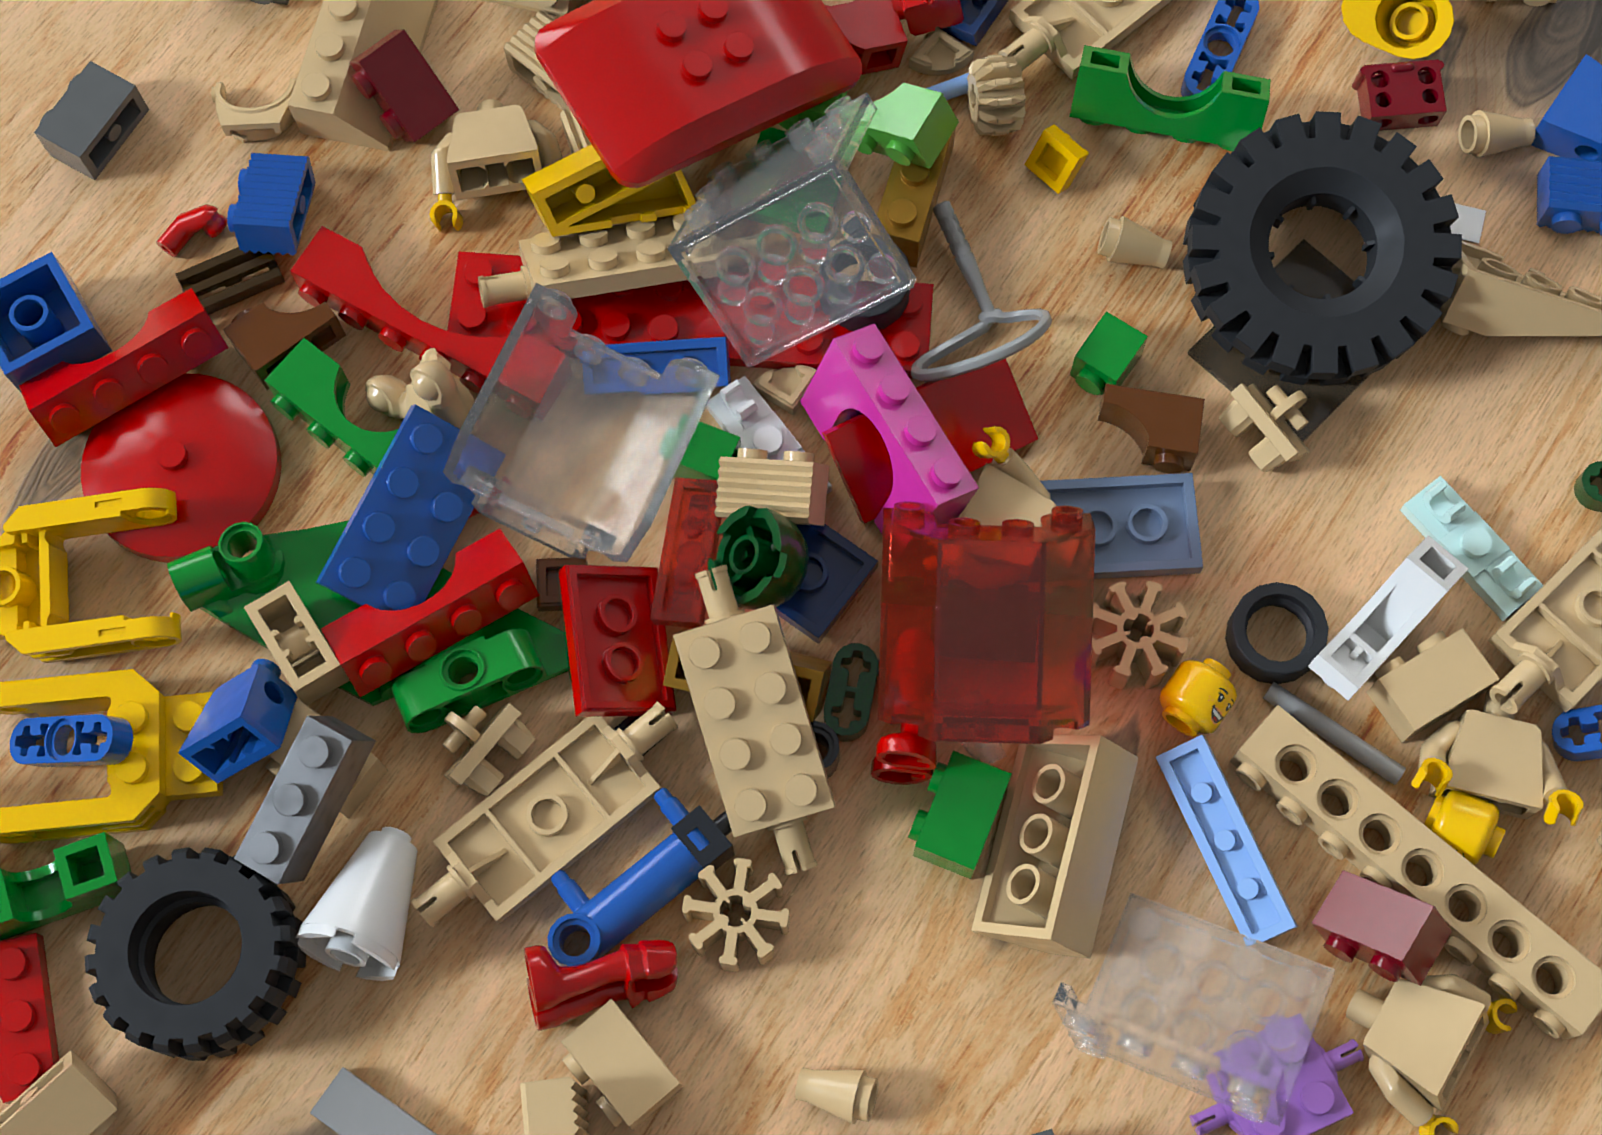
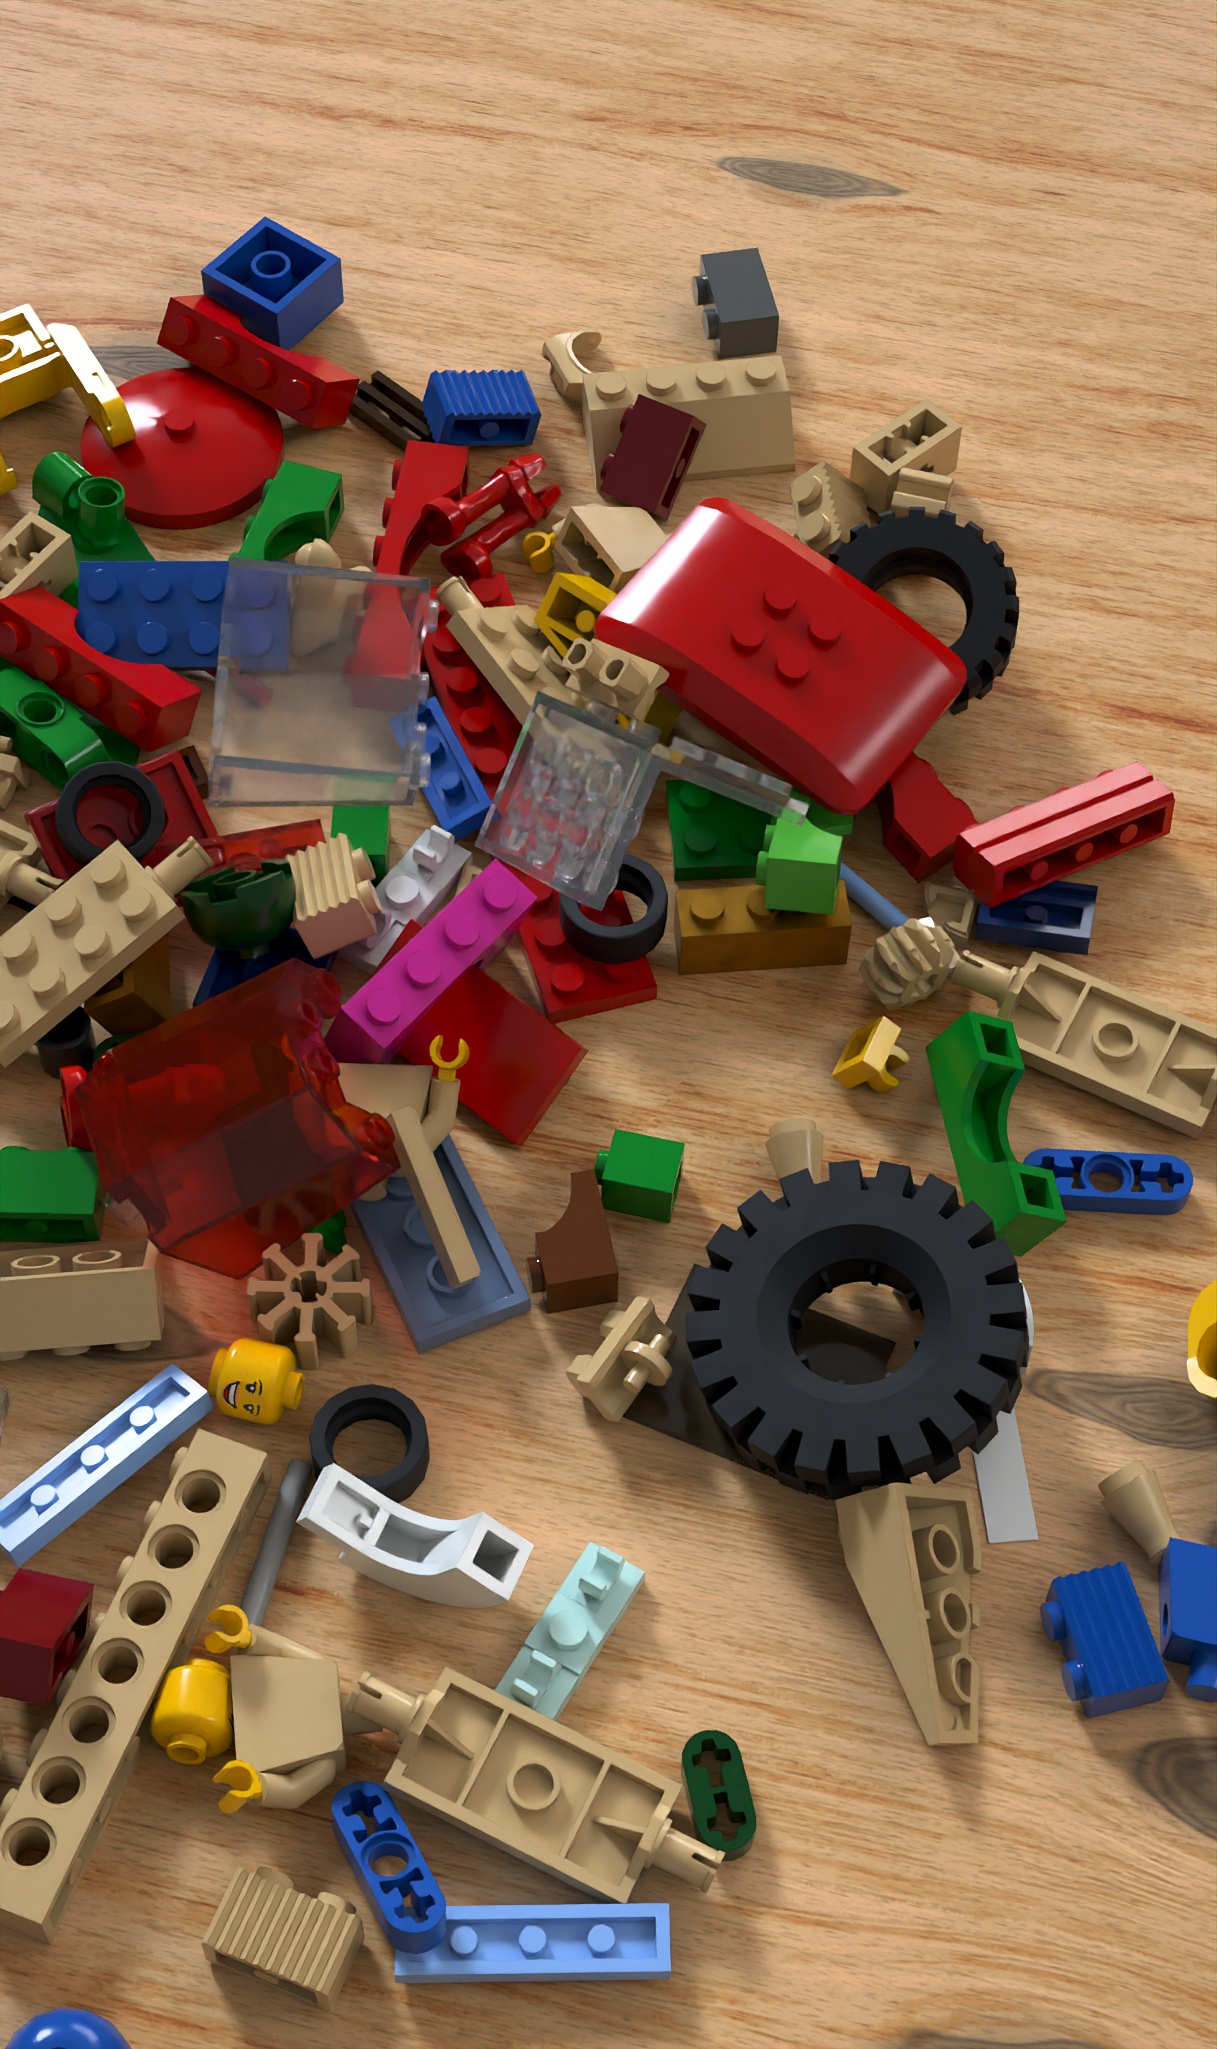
camera: 65 degrees right, 15 degrees down
(91, 120) = (508, 254): dark grey brick -> none
(188, 224) = (426, 360): red arm -> none
(268, 336) = (343, 449): reddish brown arch -> none
(386, 205) = (447, 520): none -> red piece
(648, 624) = (115, 774): none -> black tyre
(688, 183) = (613, 677): none -> tan hips
(967, 264) = (699, 1009): light grey piece -> none
(1116, 502) = (433, 1198): none -> tan tile
(1402, 94) = (1138, 1381): dark red piece -> none
(1431, 684) = (364, 1624): tan brick -> none

